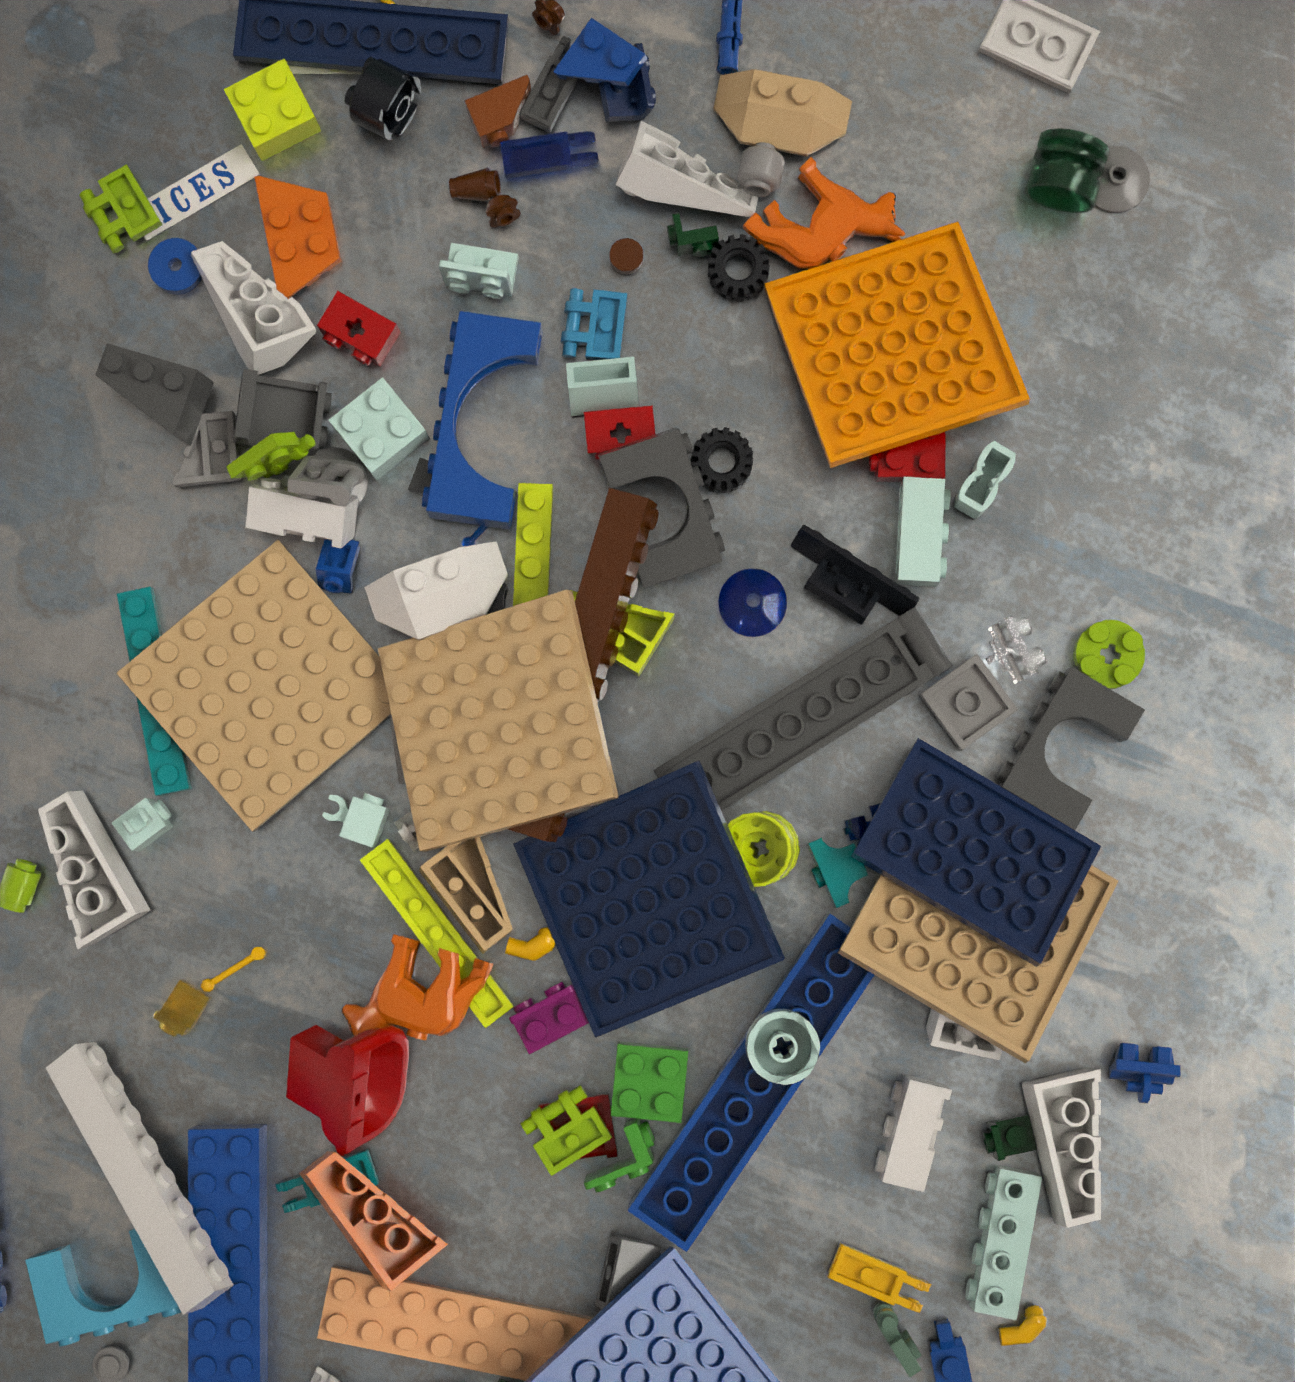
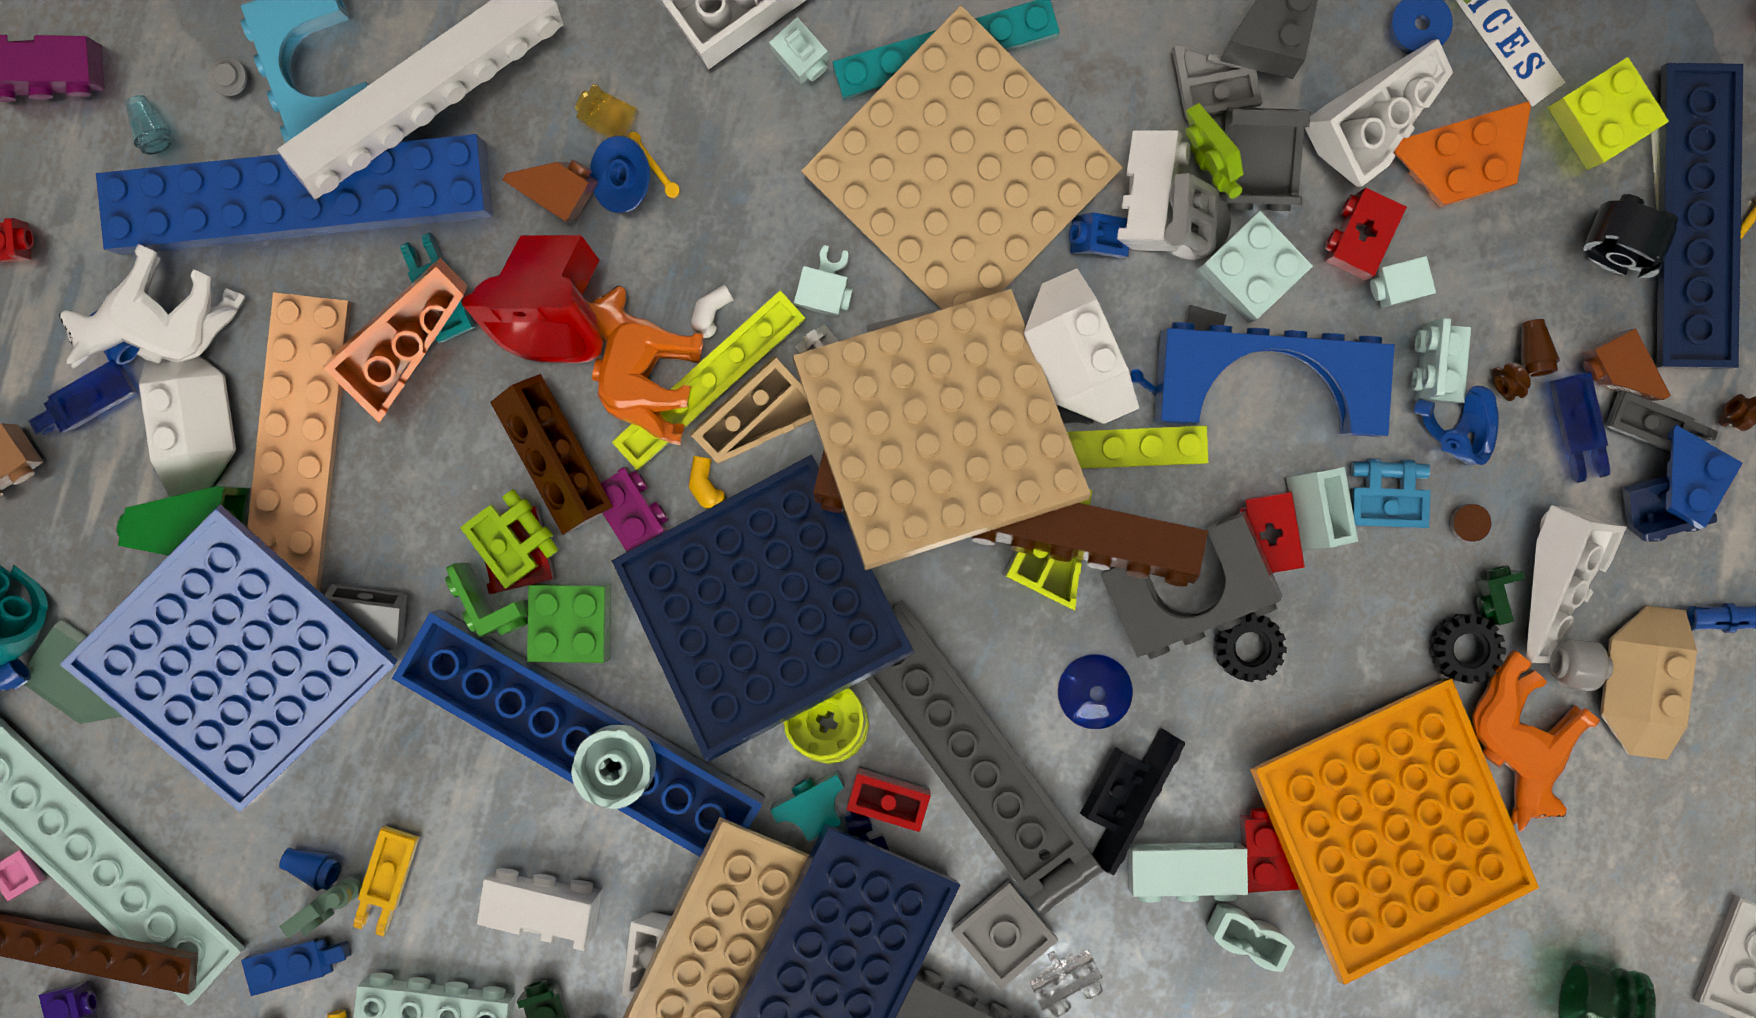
camera: 85 degrees right, 5 degrees up
(234, 1009) = (621, 173): none -> blue dish
(243, 1060) = (556, 186): none -> dark orange slope
(370, 930) = (706, 308): none -> white arm
(405, 299) = (1403, 282): none -> light aqua brick
(491, 1085) = (551, 453): none -> reddish brown brick
(533, 242) = (1478, 417): none -> blue helmet
(835, 797) = (888, 799): none -> red brick
(861, 1348) = (312, 868): none -> blue cone

